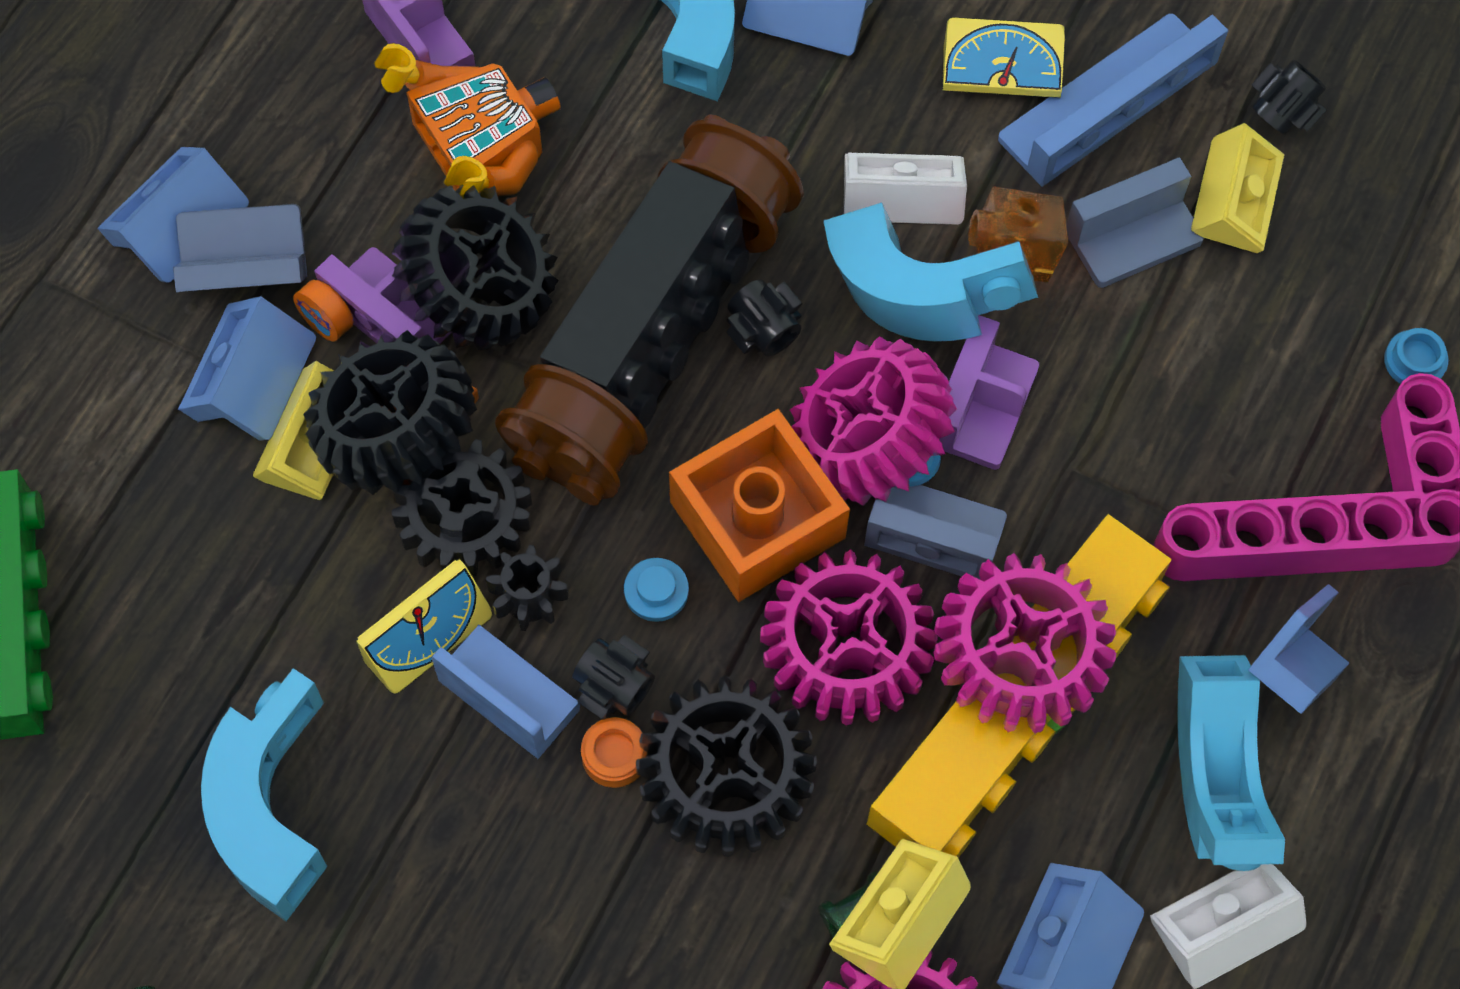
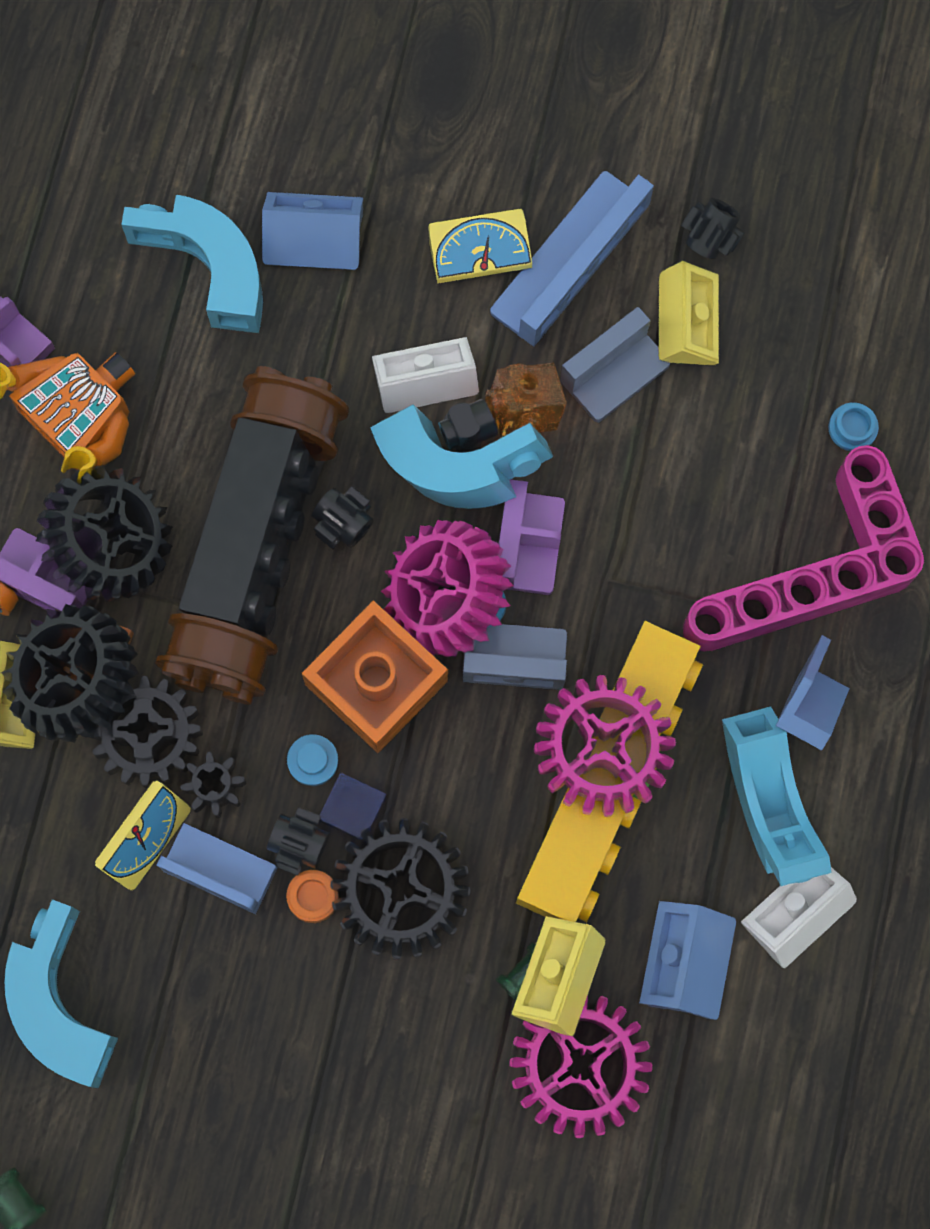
camera: 15 degrees left, 10 degrees up
(689, 654) = (352, 806): none -> clear blue tile
(812, 604) = (490, 774): dark pink gear -> none
(941, 238) = (468, 426): none -> black plate

